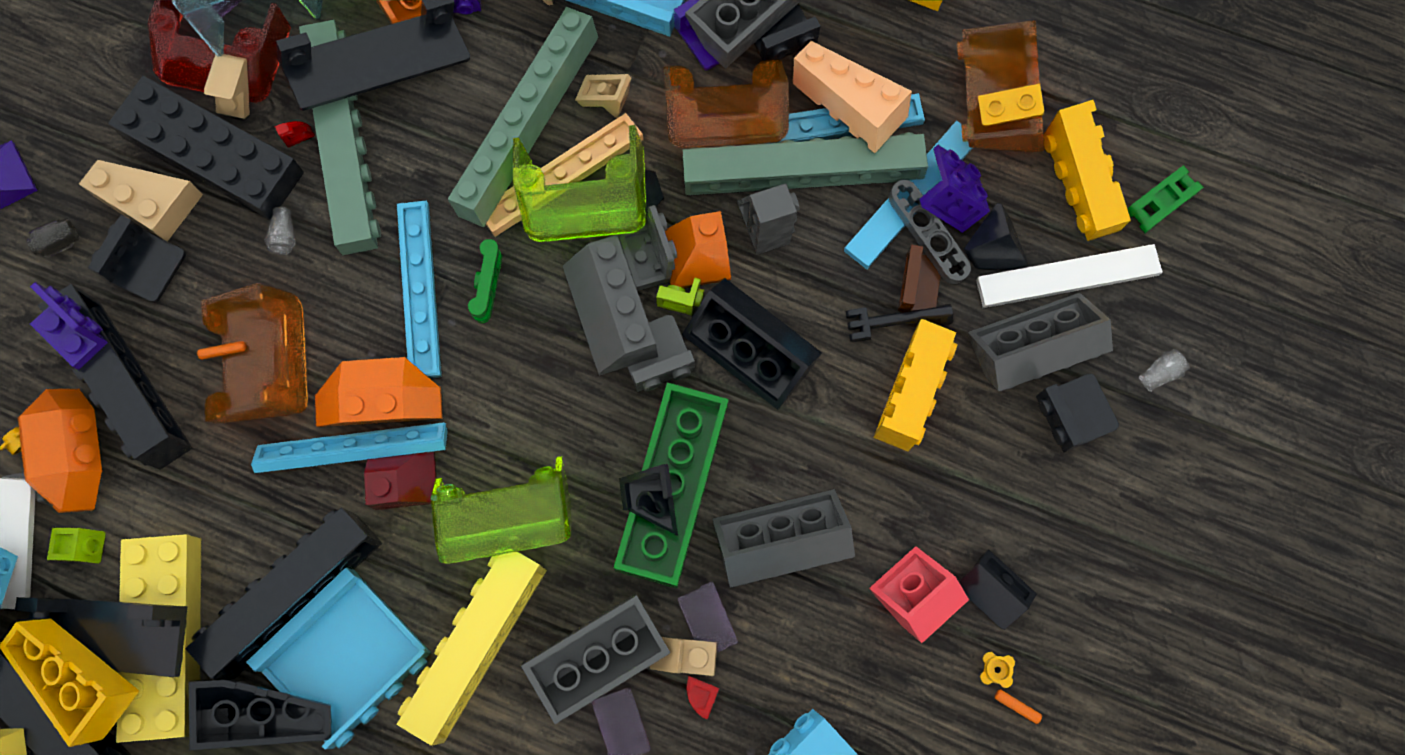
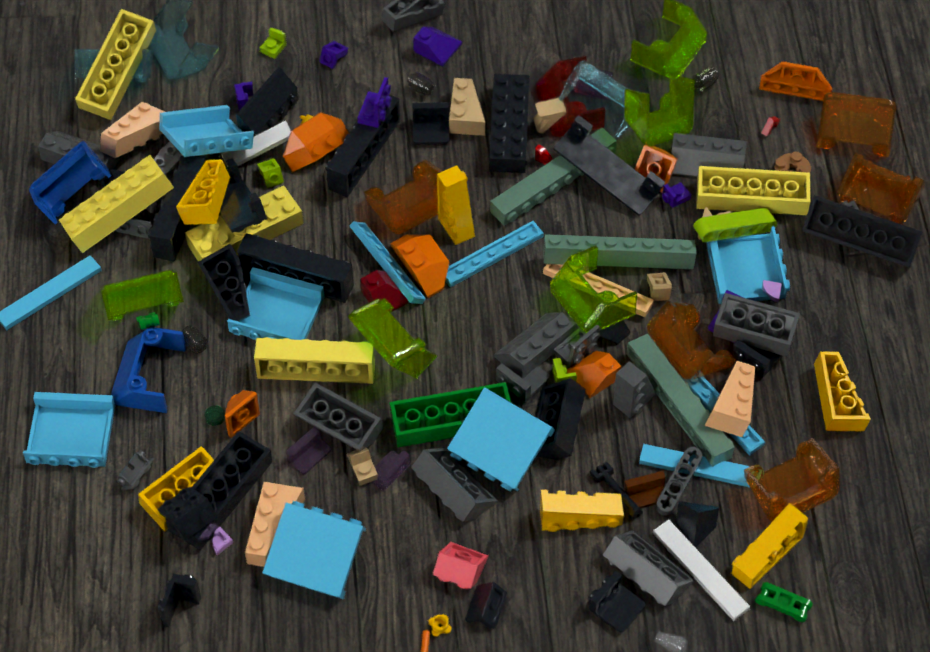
camera: 65 degrees right, 20 degrees down
(221, 350) = (405, 182): orange piece -> none
(280, 233) = (483, 177): clear cone -> none
(320, 299) = (454, 205): none -> yellow wedge
(486, 282) = (514, 280): green plate -> none
(650, 496) = (438, 400): black slope -> none
(701, 696) = (345, 485): red tile -> none
(759, 437) = (499, 439): none -> medium azure panel
(959, 195) = (712, 480): dark purple bracket -> none
(1011, 105) = (780, 481): yellow bracket -> none

